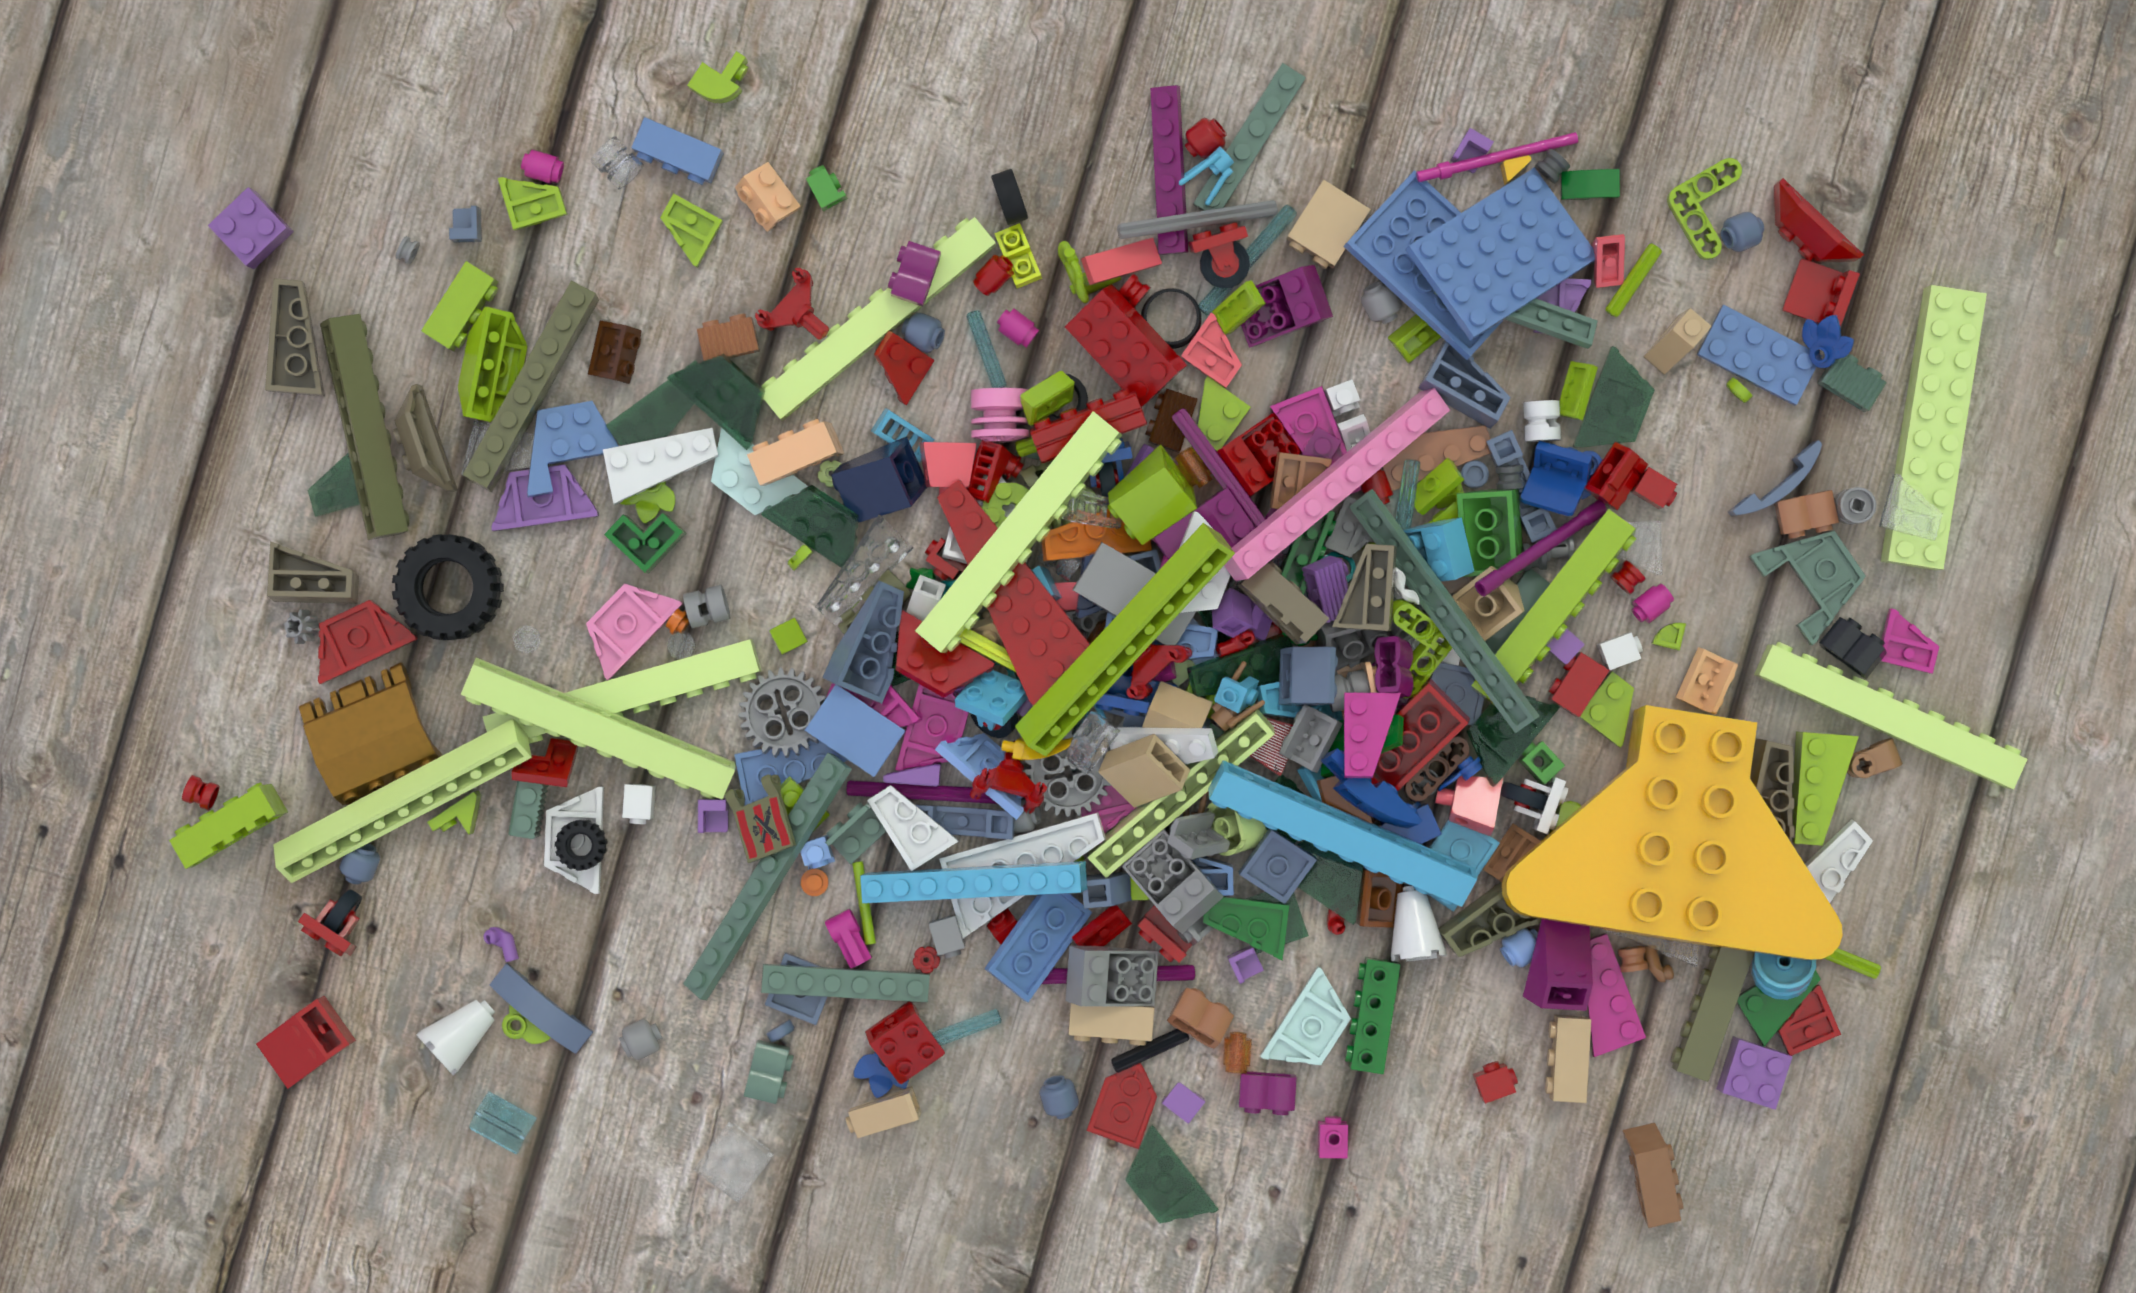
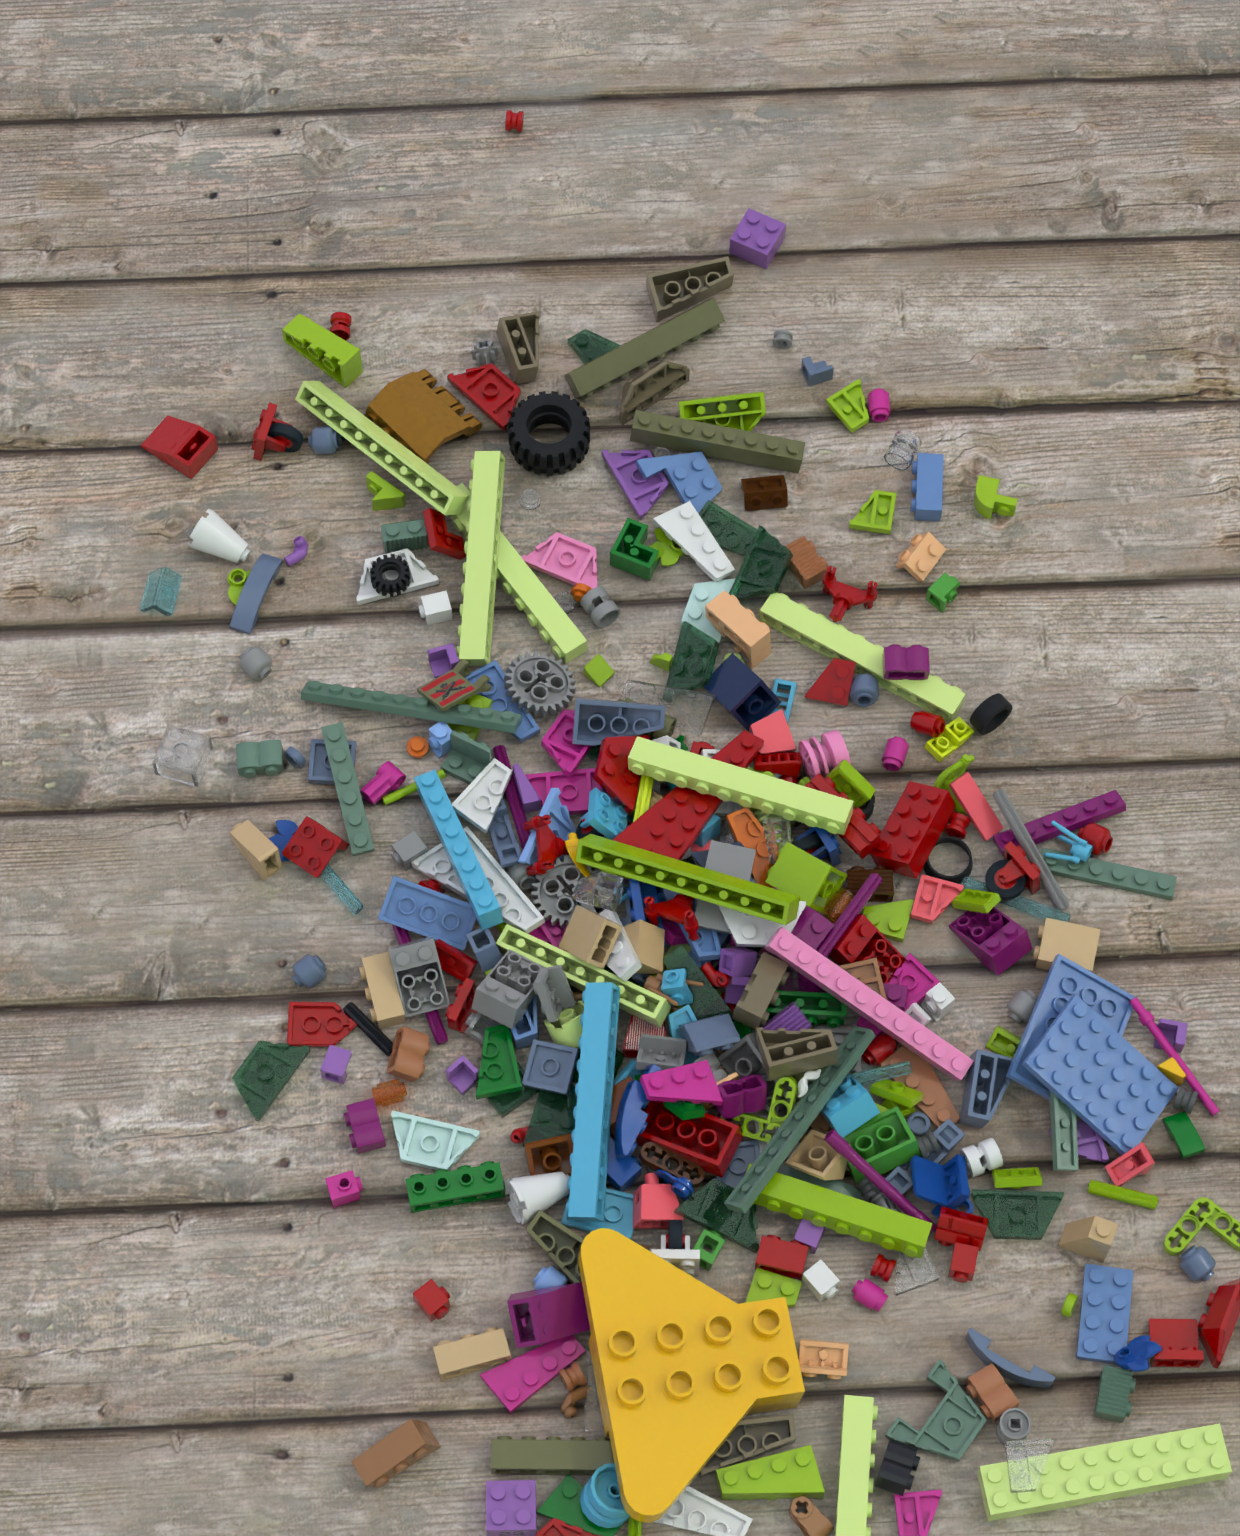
camera: 70 degrees right, 25 degrees down
(460, 306) = (750, 378): lime brick -> none
(855, 730) = (545, 730): medium blue tile -> none
(920, 954) = (380, 847): red plate -> none
(986, 349) = (871, 737): clear light blue axle -> none
(1670, 636) = (848, 1321): lime tile -> none

